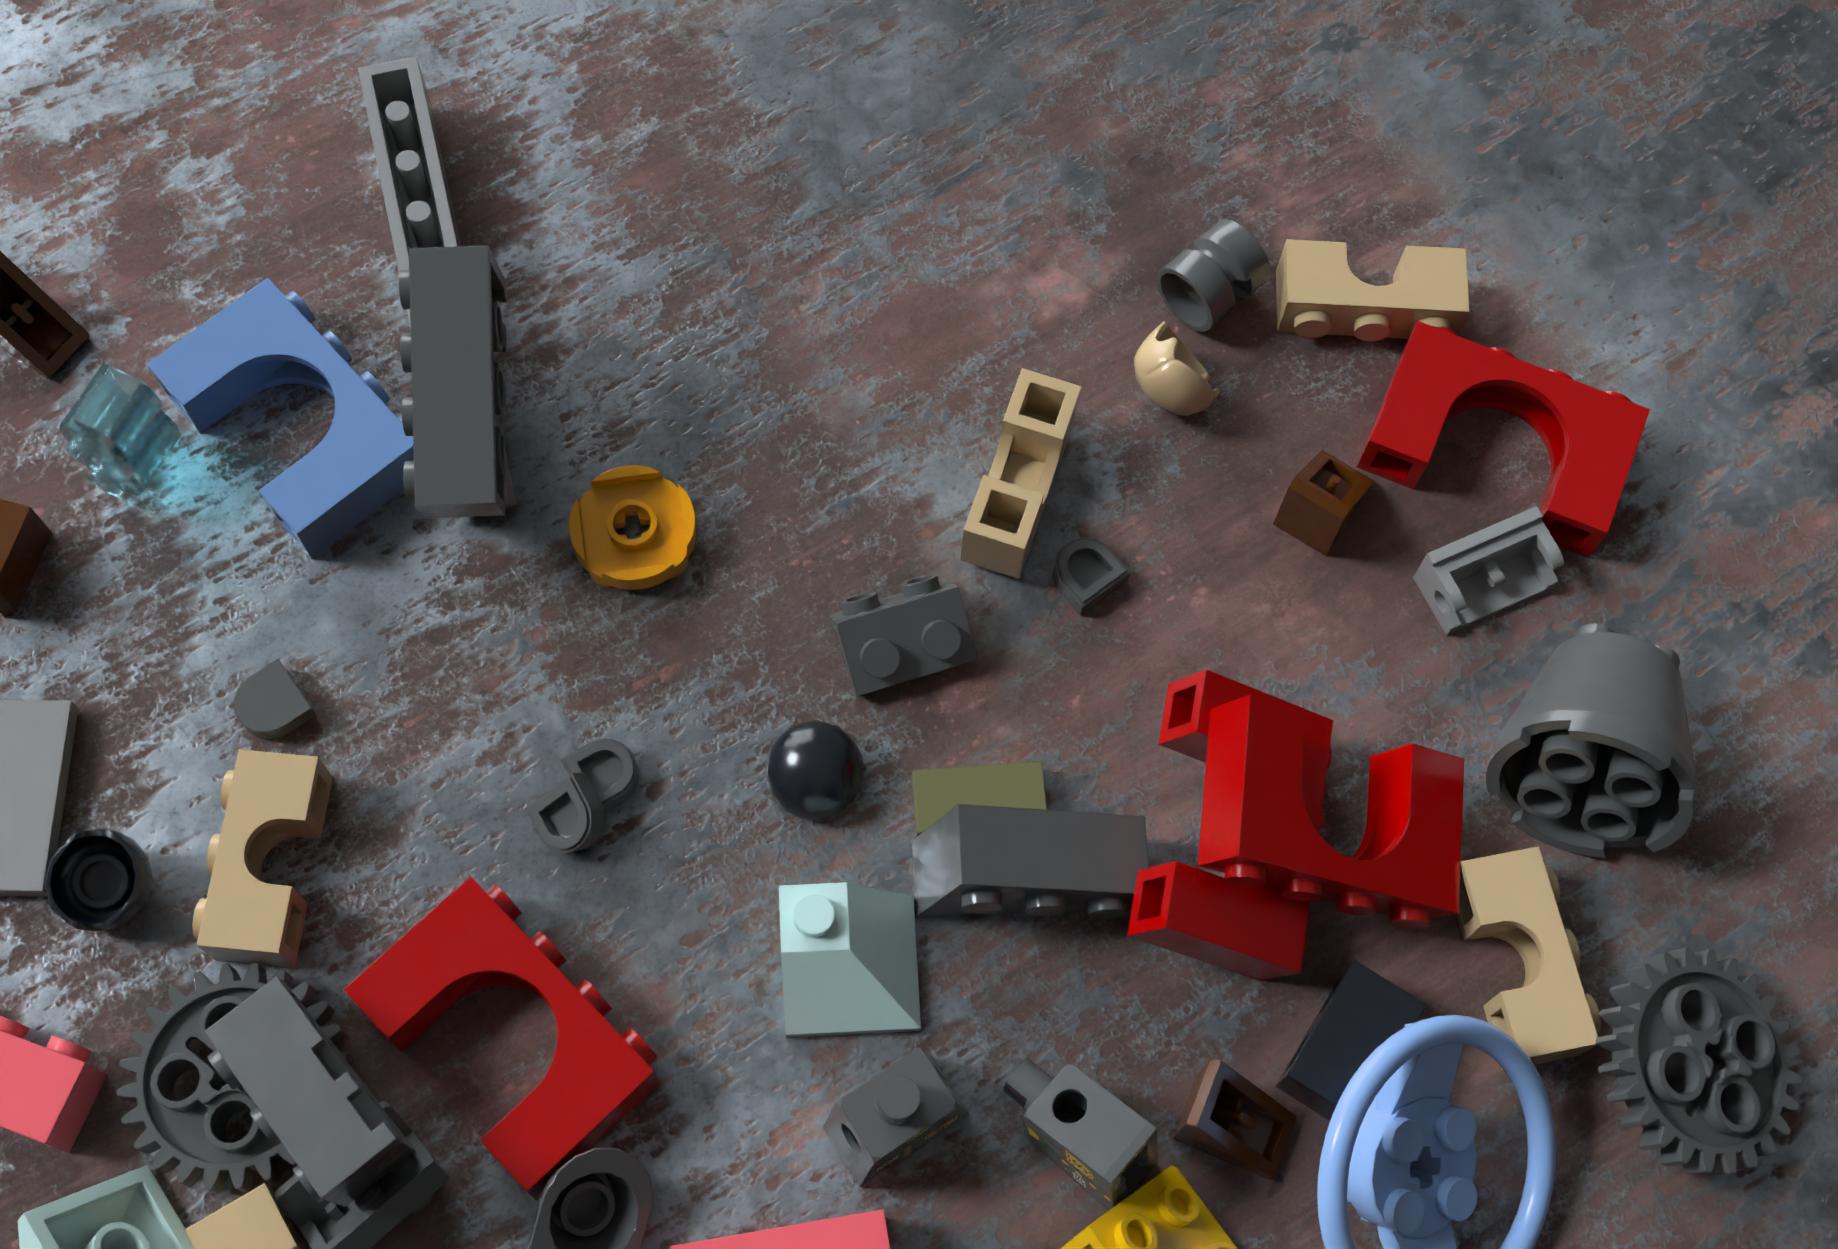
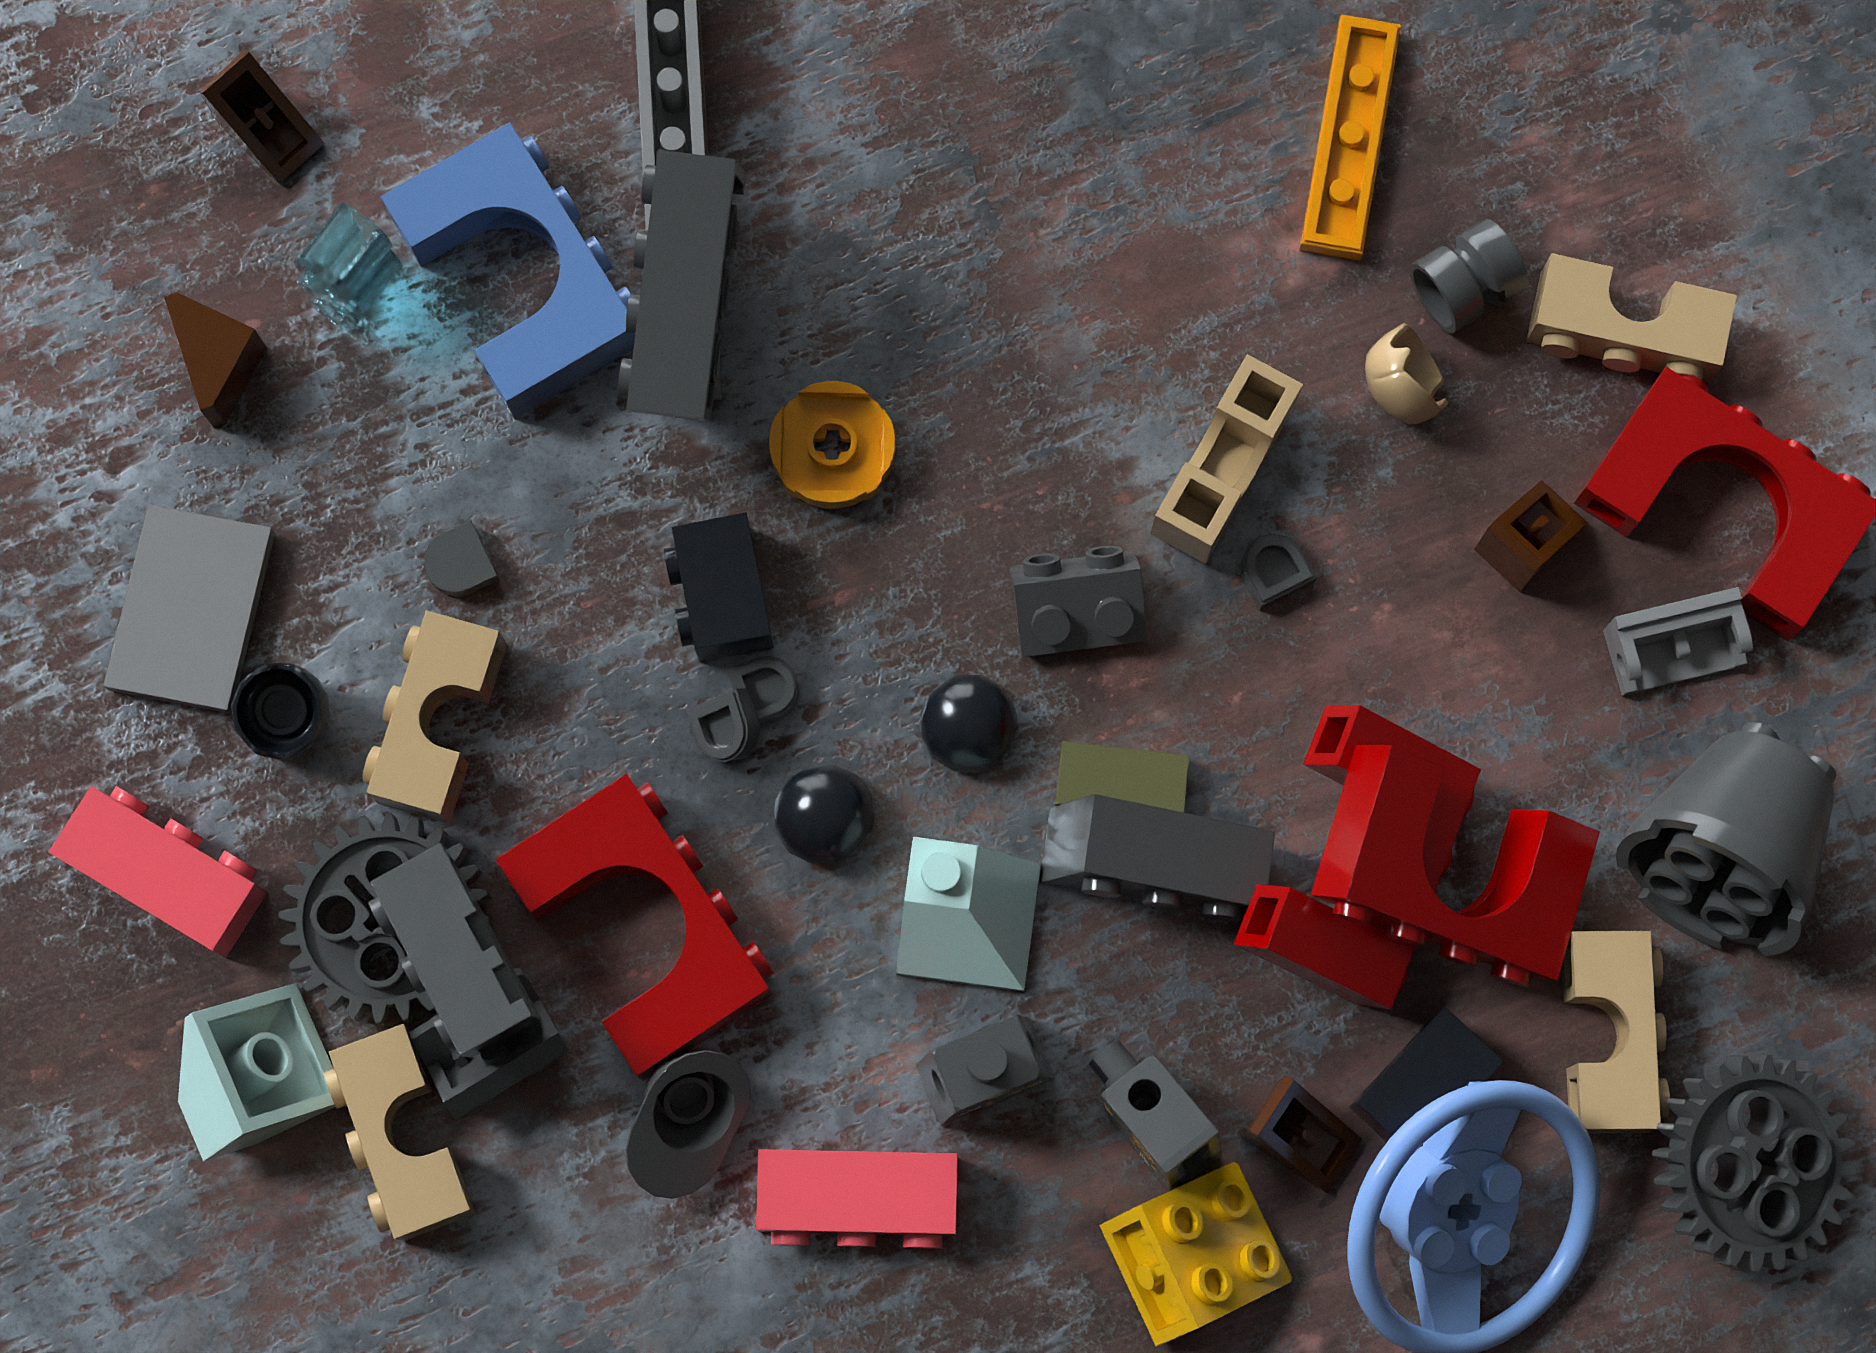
camera: 15 degrees right, 10 degrees up
(543, 680) = (720, 588): none -> black brick
(682, 886) = (823, 814): none -> black hair
(1074, 181) = (1350, 137): none -> light orange tile

